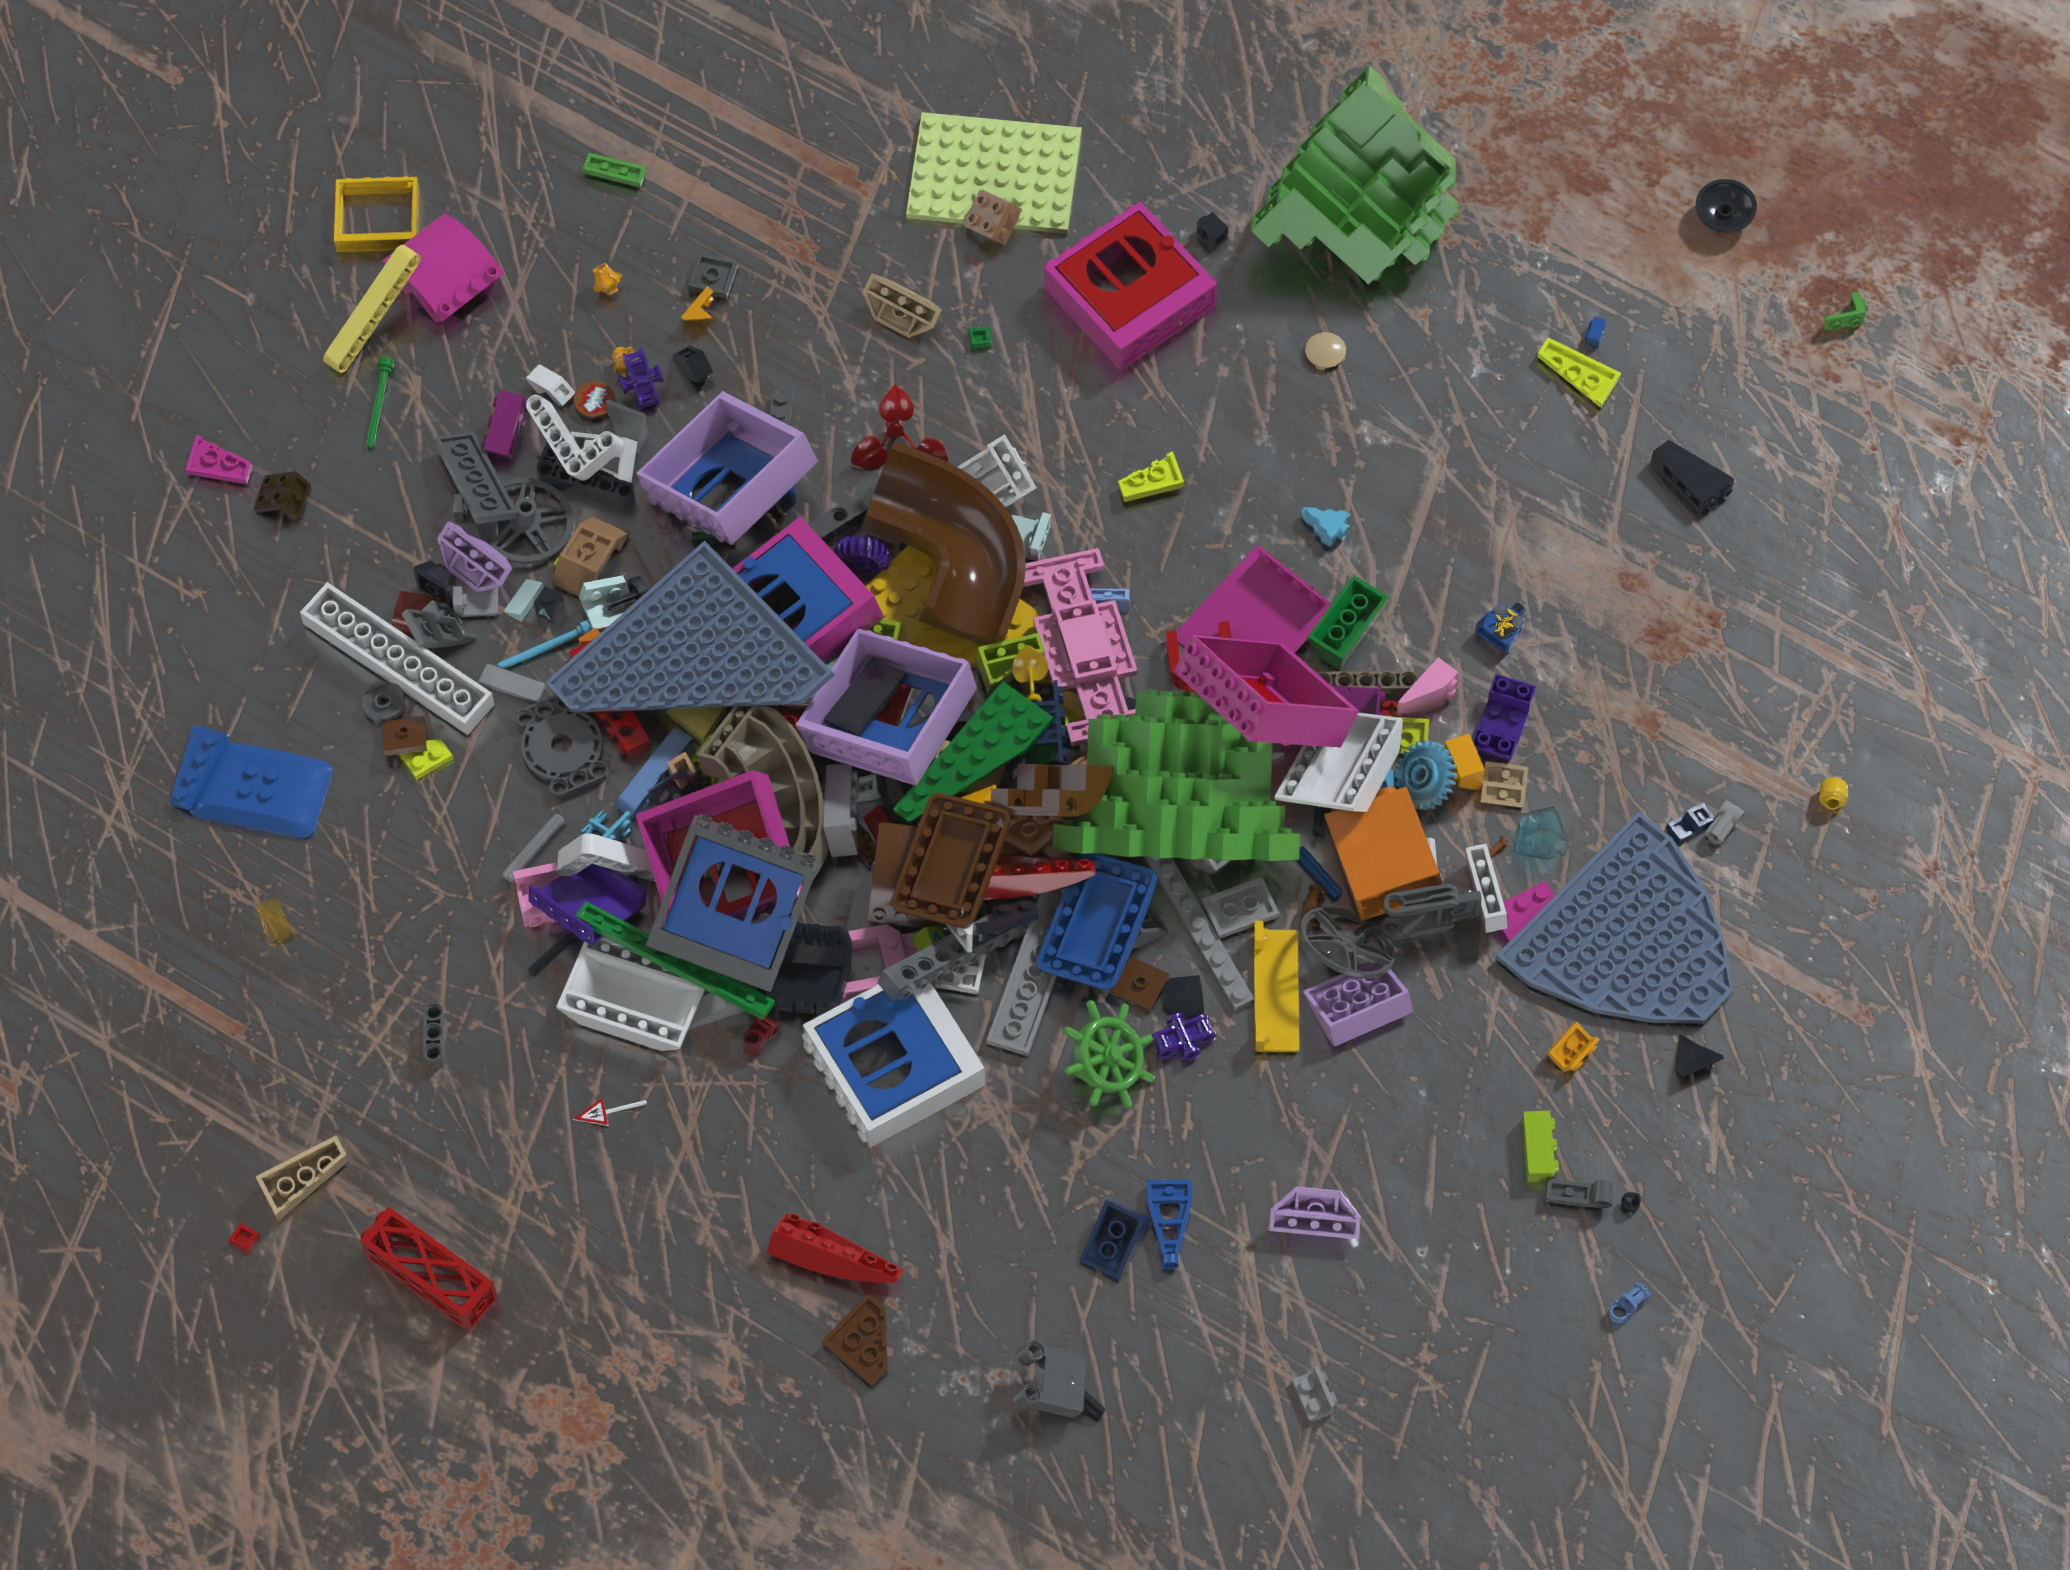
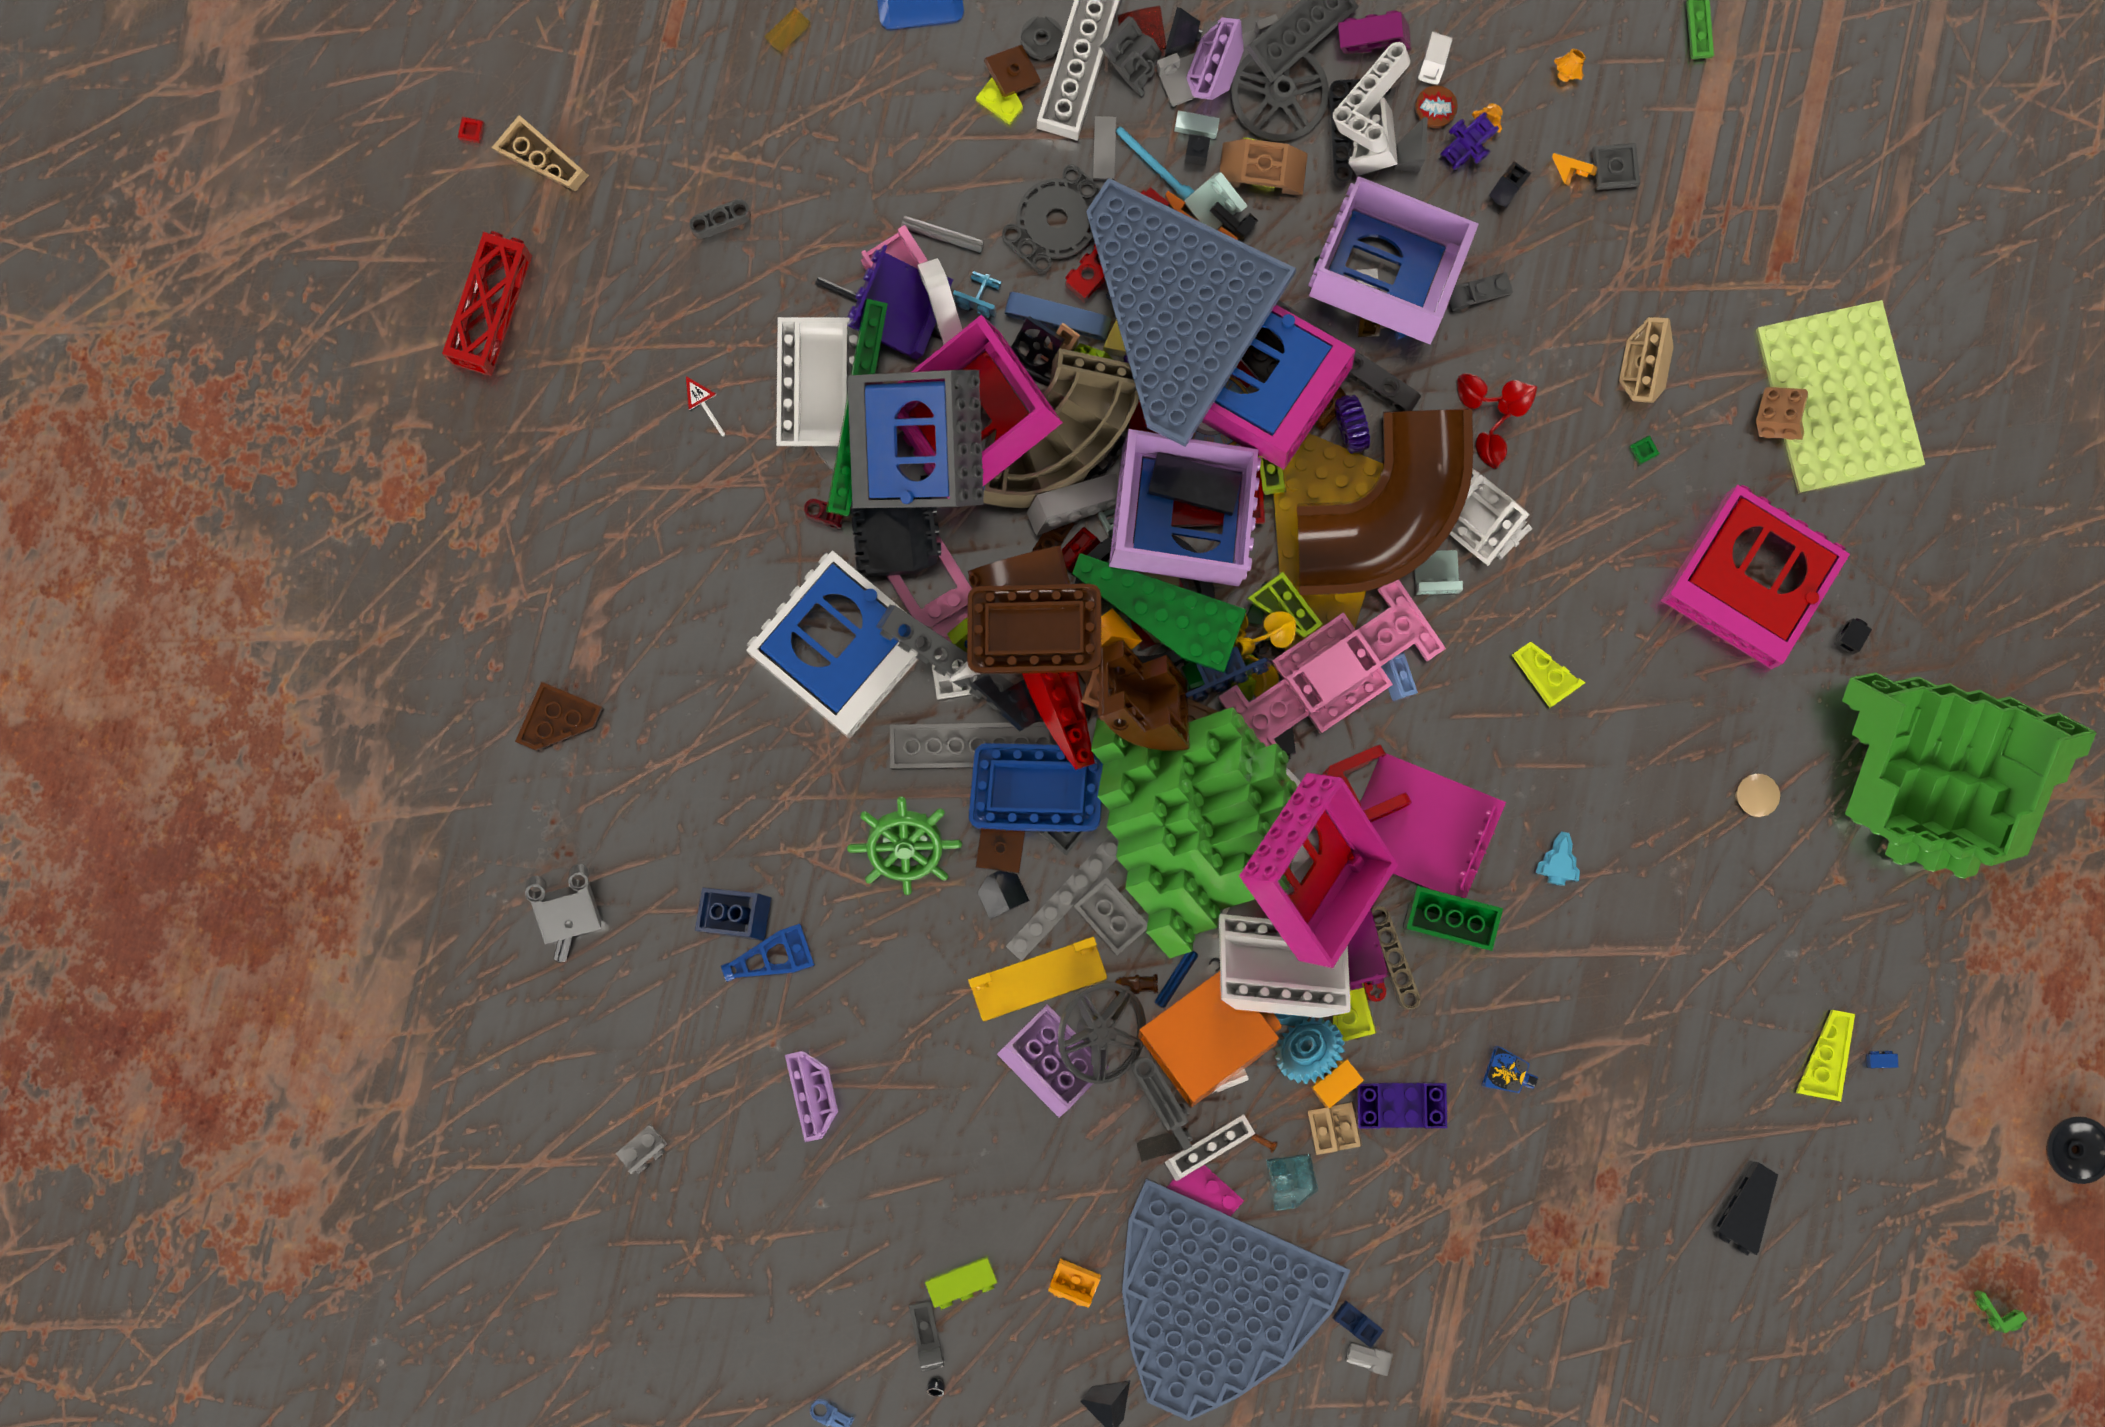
camera: 65 degrees right, 20 degrees up
(827, 1252) = (629, 657): red wedge -> none
(1183, 1036) = (963, 912): dark purple axle -> none
(1430, 690) = (1408, 1026): bright pink slope -> none

